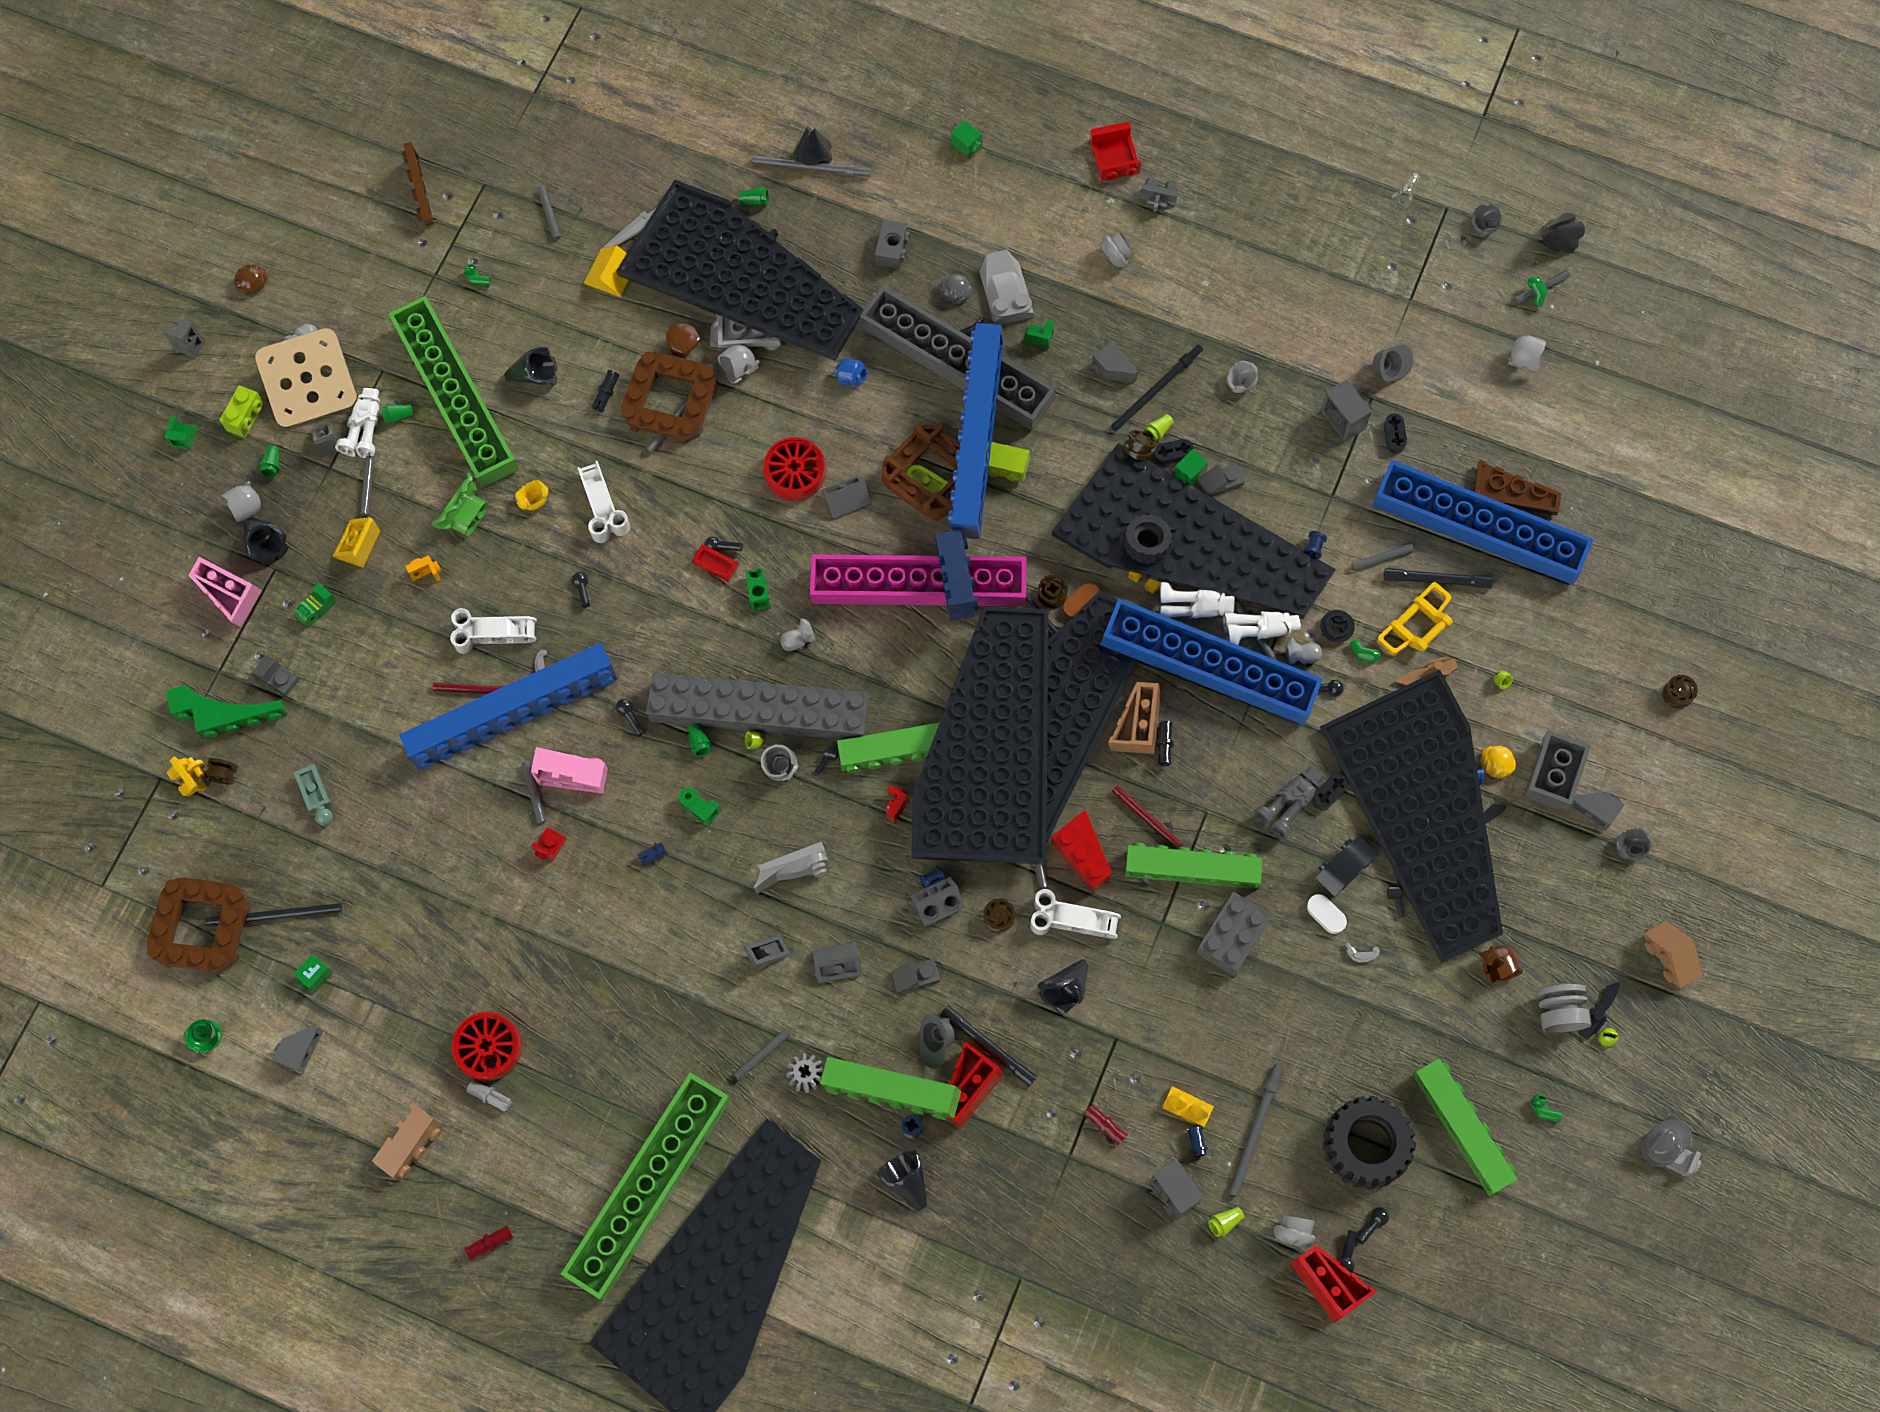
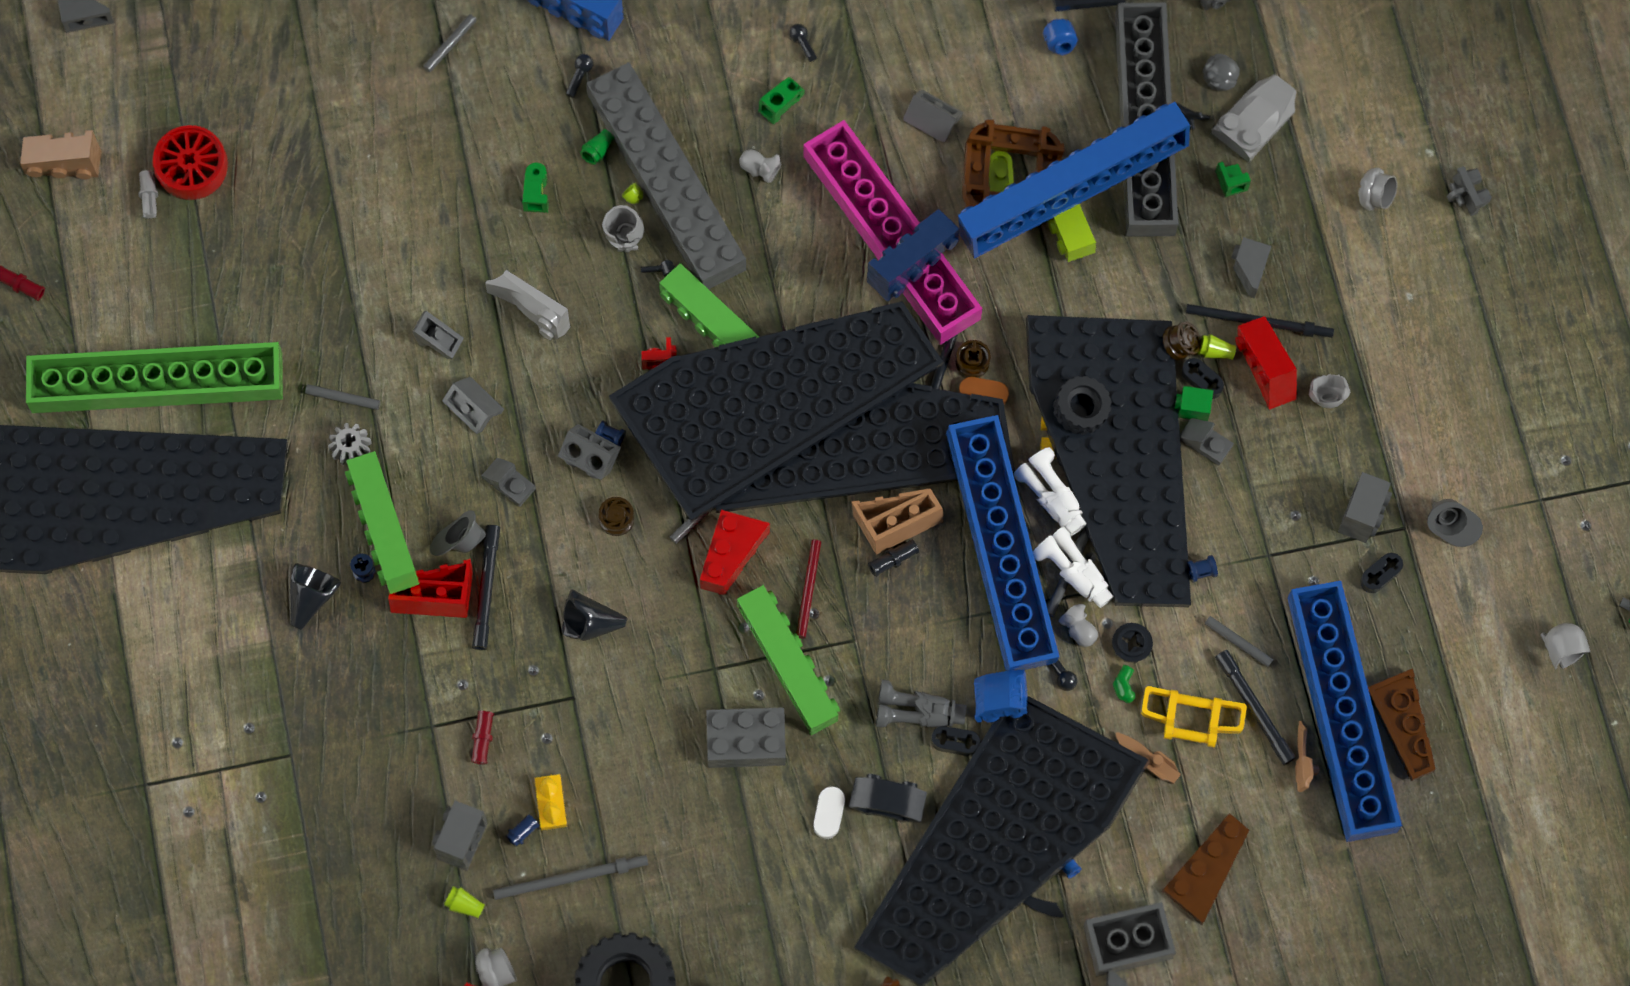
camera: 50 degrees right, 0 degrees up
(548, 845) = (409, 88): red bracket -> none
(568, 771) = (487, 56): bright pink wedge -> none
(653, 853) = (463, 180): dark blue pin -> none
(715, 563) = (781, 47): red tile -> none
(815, 477) = (935, 77): red piece -> none
(1073, 918) = (659, 581): white piece -> none
(1114, 151) = (1483, 121): red panel -> none
(1194, 400) = (1268, 362): none -> red wedge
(1320, 738) = (1000, 695): none -> blue slope
(1362, 956) = (810, 873): light grey piece -> none
(1395, 893) = (894, 863): black hand -> none
(1497, 761) = (1101, 879): yellow hair -> none
(1503, 574) = (1304, 766): none -> medium nougat piece
(1503, 679) = (1189, 838): lime hinge -> none
(1535, 689) = (1204, 873): none -> reddish brown wing

